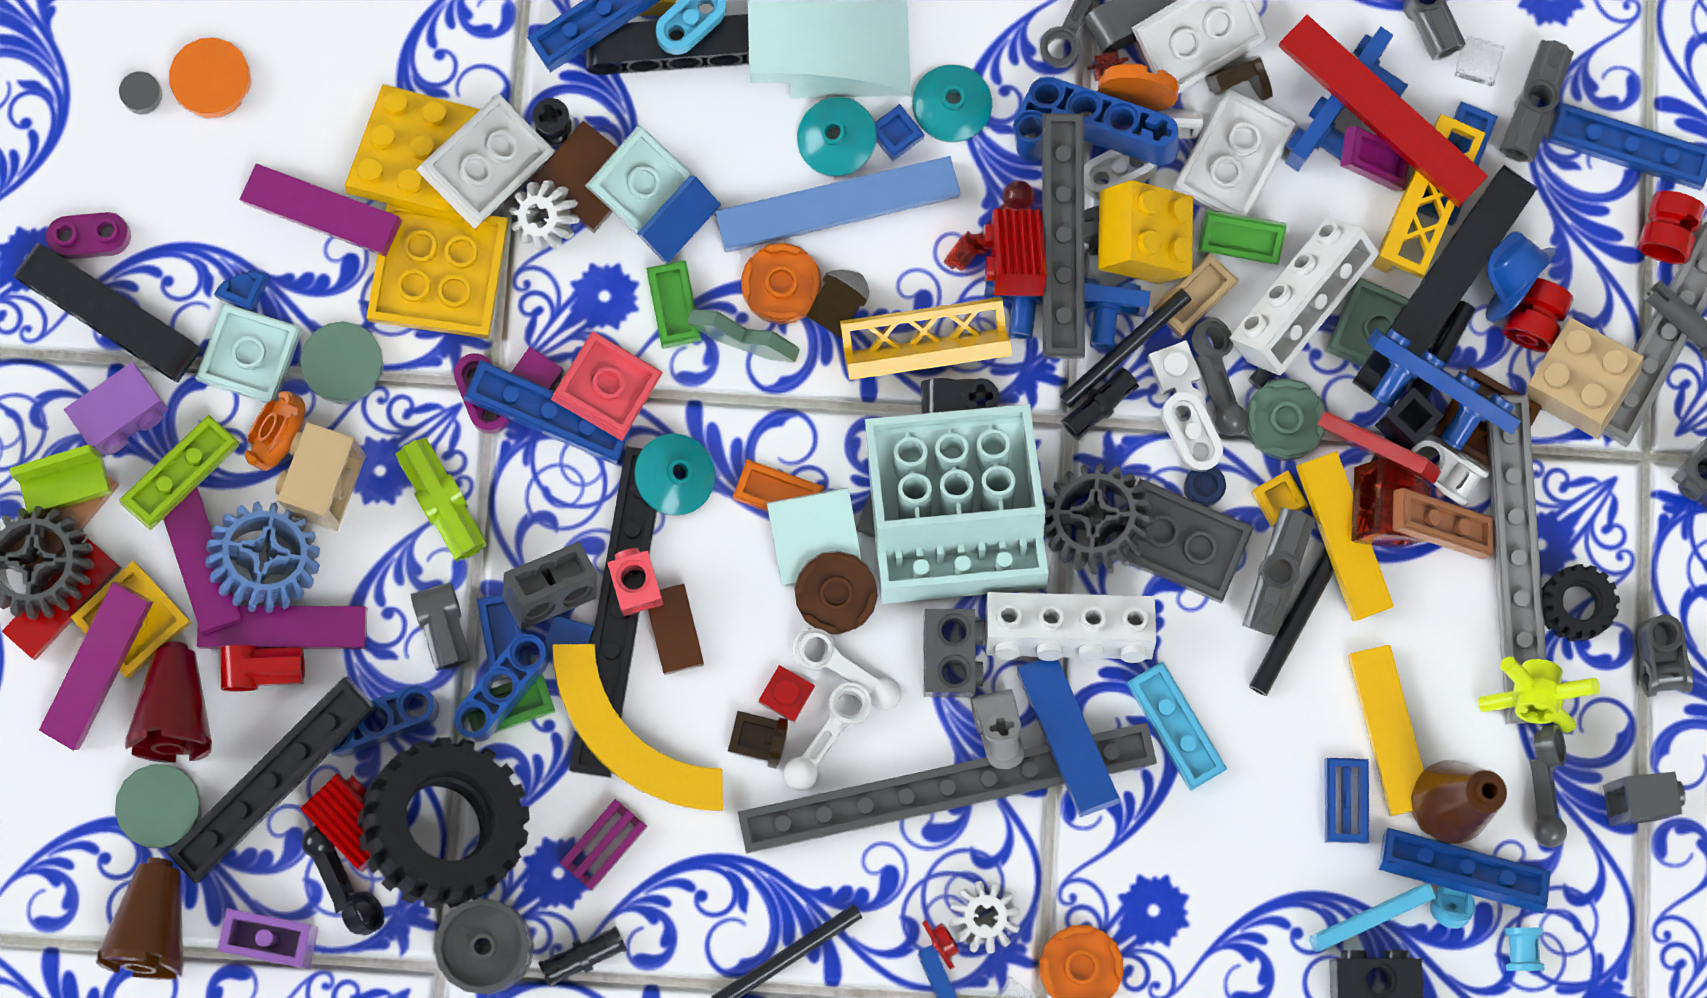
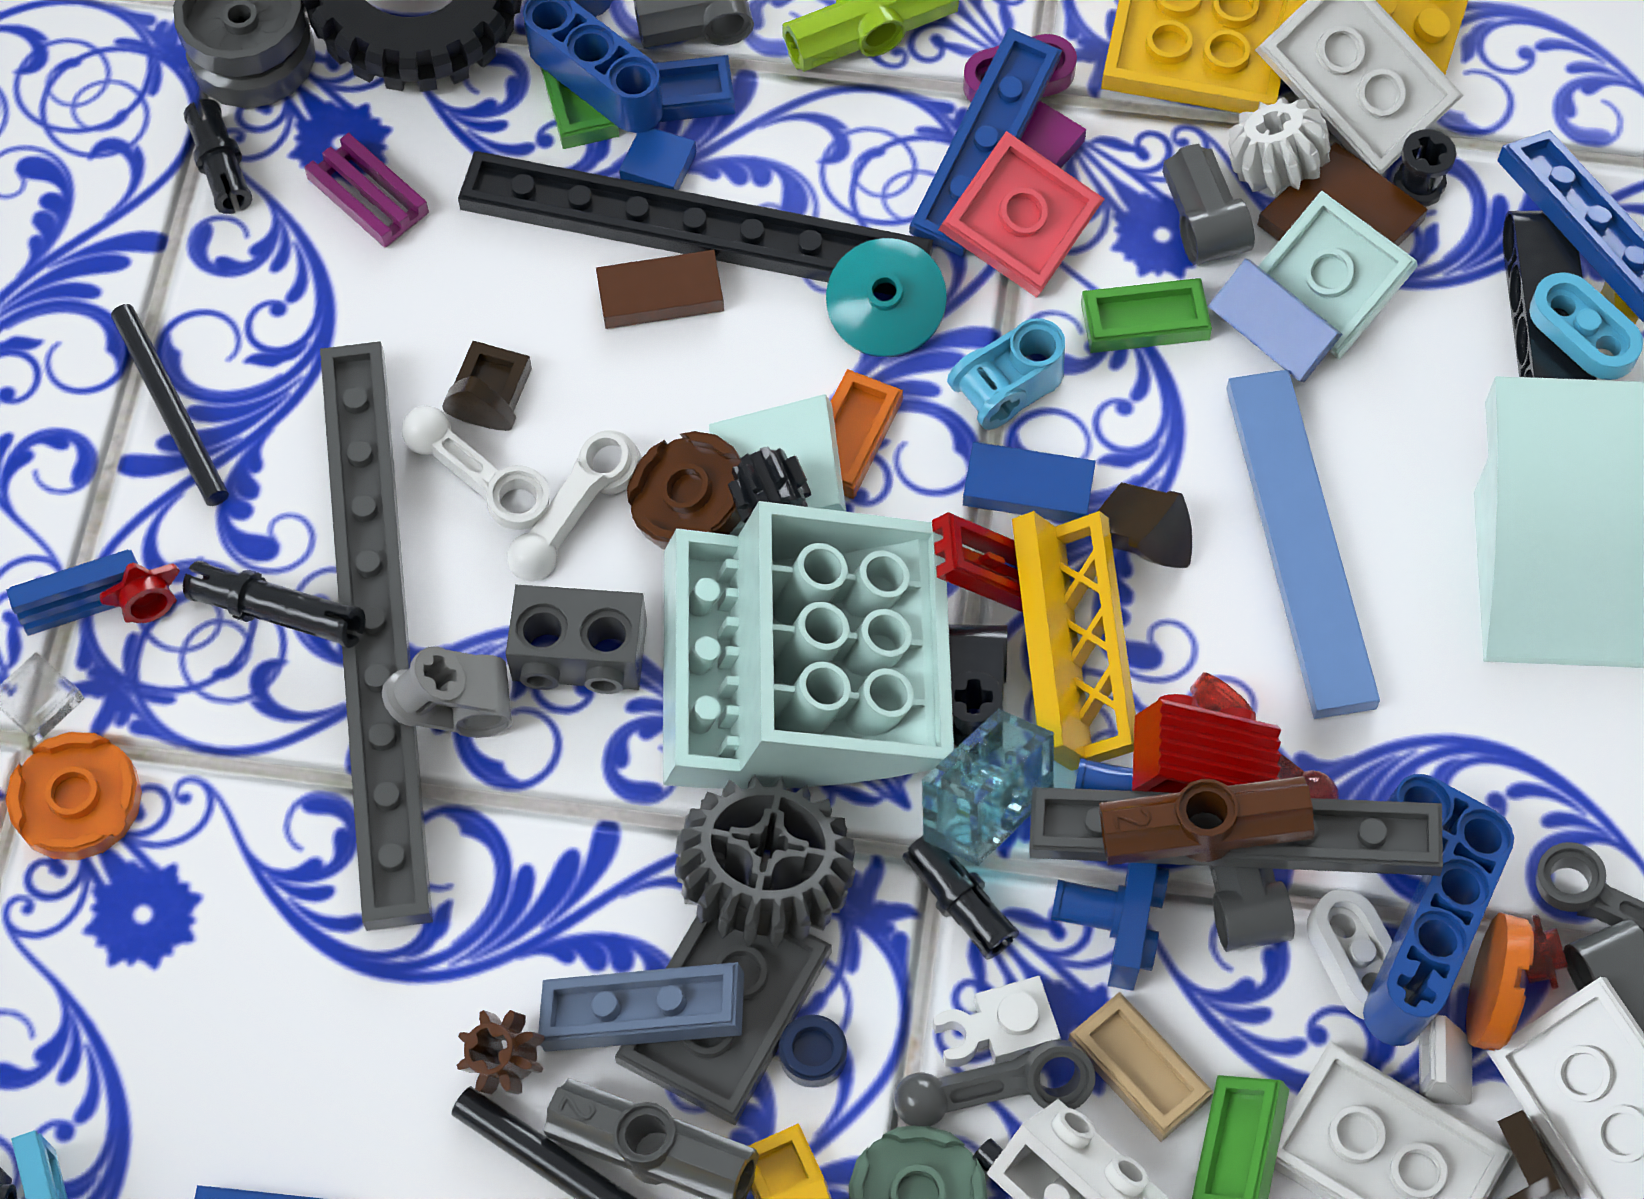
camera: 100 degrees right, 15 degrees down
(550, 585) = (730, 121): dark grey brick -> none
(601, 260) = (1210, 219): none -> dark grey piece
(618, 746) = (497, 200): yellow tile -> none
(638, 599) = (722, 245): coral brick -> none
(734, 389) = (1003, 380): none -> medium azure piece
(757, 342) = (1095, 378): sand green tile -> none
(780, 283) = (1176, 449): orange tile -> none
(786, 694) = (547, 425): red plate -> none
(809, 376) = (1028, 482): none -> blue tile
(849, 531) = (768, 478): none -> black gear
(850, 149) = (1410, 544): teal dish -> none
(884, 409) = (973, 571): none -> red tile
(897, 132) = (1419, 631): blue tile -> none
(943, 854) = (251, 597): none -> black pin
(946, 120) = (1464, 743): teal dish -> none
(984, 902) = (172, 679): white gear -> none
(1041, 384) = (986, 786): none -> clear light blue brick
(1068, 222) = (1249, 812): none -> reddish brown piece
(1068, 736) = (421, 786): blue tile -> none
(1070, 626) = (595, 810): white brick -> none
(1125, 347) = (1060, 950): black bar -> none
(1145, 232) = (1242, 969): yellow brick -> none
(1176, 726) = (422, 970): medium azure tile -> none
(1194, 431) = (896, 1018): white plate -> none
(1195, 586) = (642, 1007): none -> sand blue tile
(1241, 672) = (515, 1061): none -> reddish brown gear

